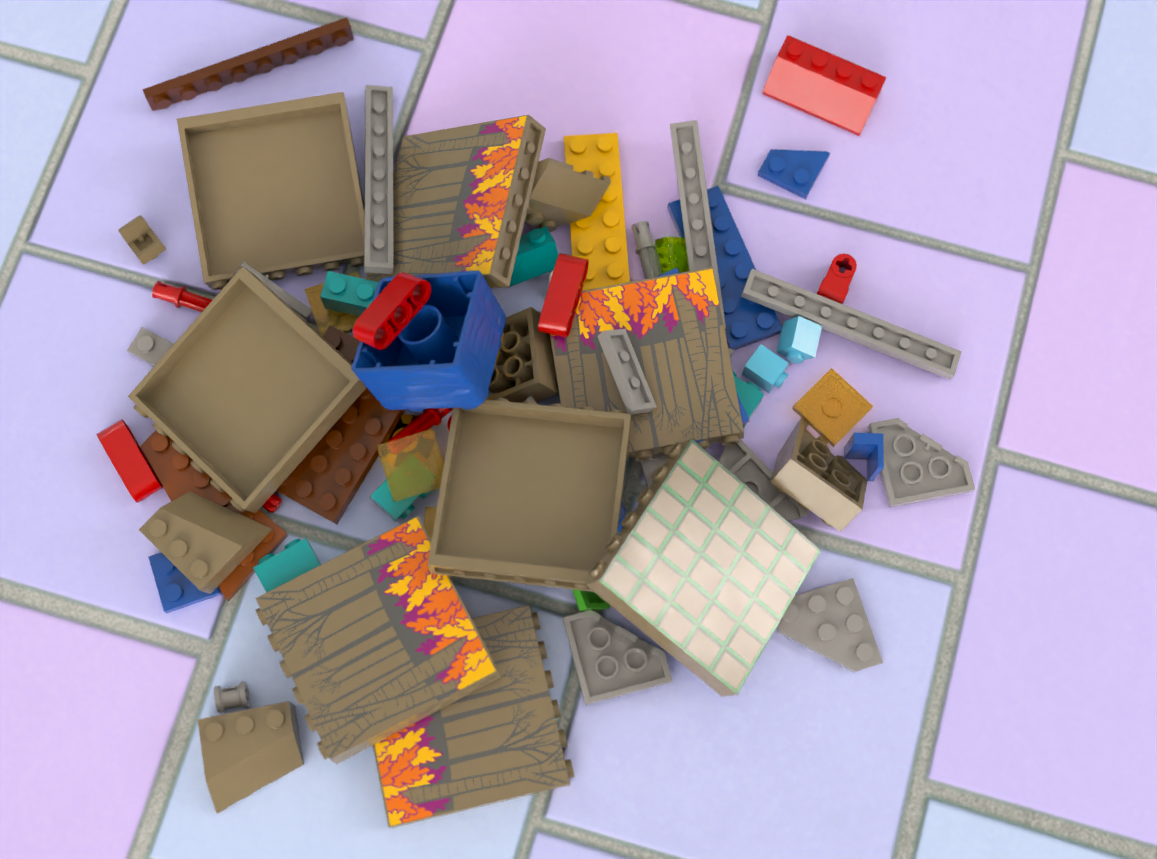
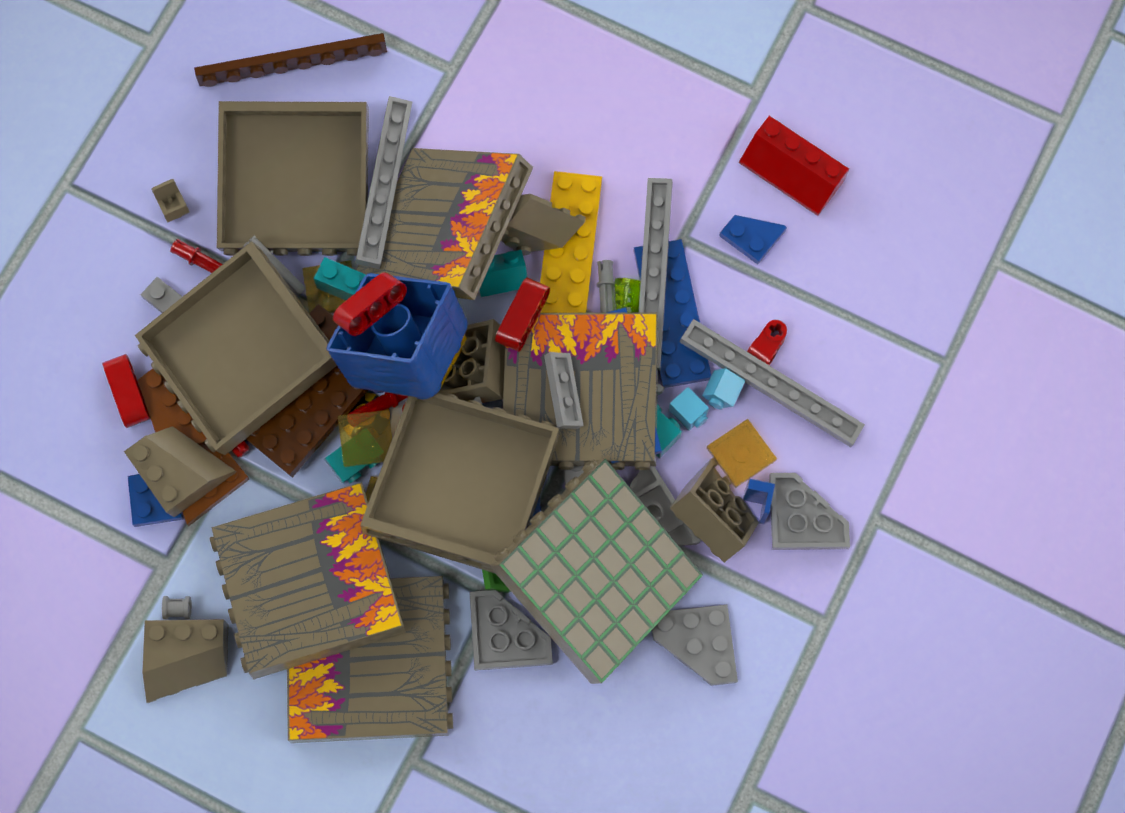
camera: 10 degrees right, 0 degrees up
(286, 565) = (243, 504): teal brick -> none

